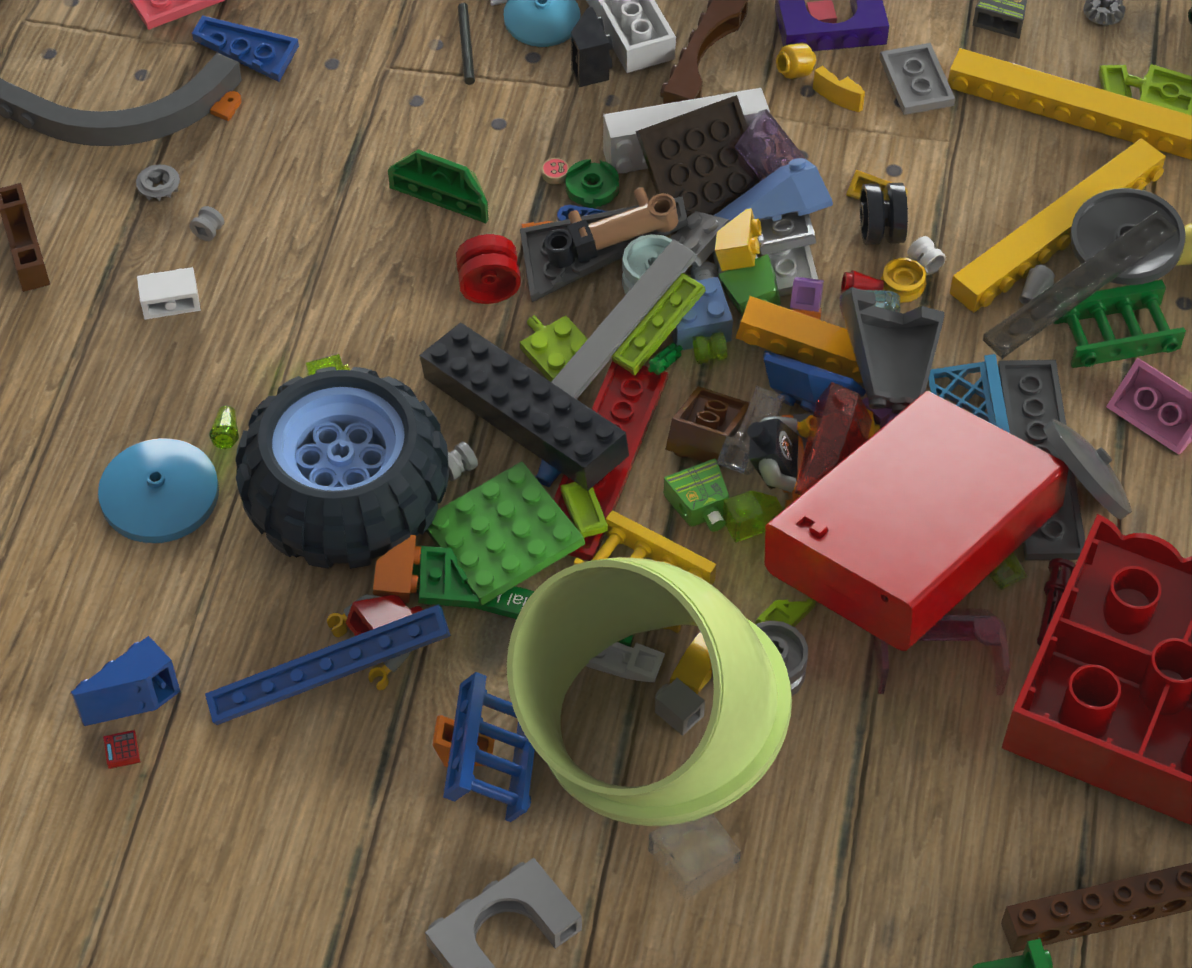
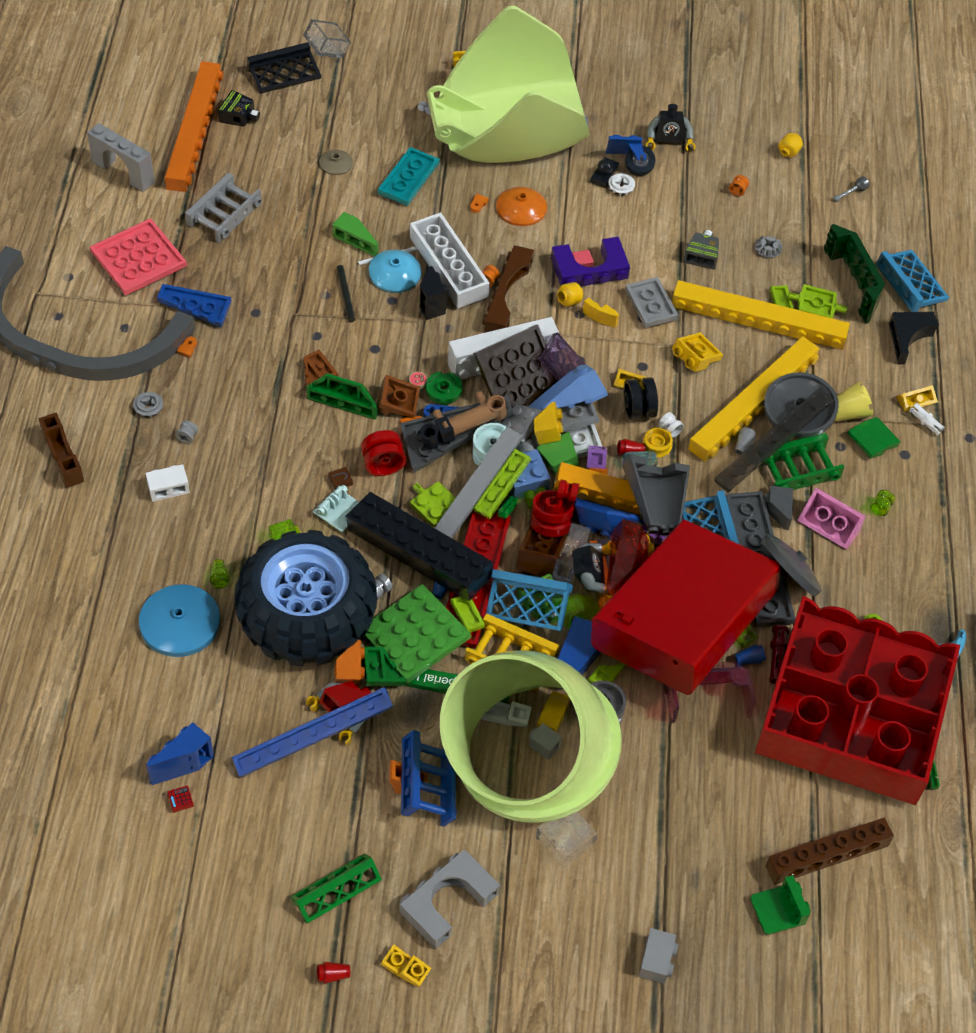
camera: 10 degrees left, 0 degrees up
(330, 888) = (332, 881): none -> green fence
(408, 138) = (316, 366): none -> dark orange wing
(408, 343) = (336, 507): none -> light aqua hinge
(422, 303) = (340, 477): none -> reddish brown tile
(521, 192) = (397, 397): none -> dark orange slope
(681, 26) = (491, 274): none -> orange wheel
(685, 469) = (536, 584): none -> dark azure fence
(729, 371) = (551, 515): none -> red wheel
(744, 575) = (577, 646): none -> blue slope
(748, 334) = (563, 488): none -> red wheel
(976, 152) = (696, 351): none -> yellow plate
(1012, 602) = (751, 655): none -> blue cone
(1081, 381) = (779, 505): none -> dark grey slope

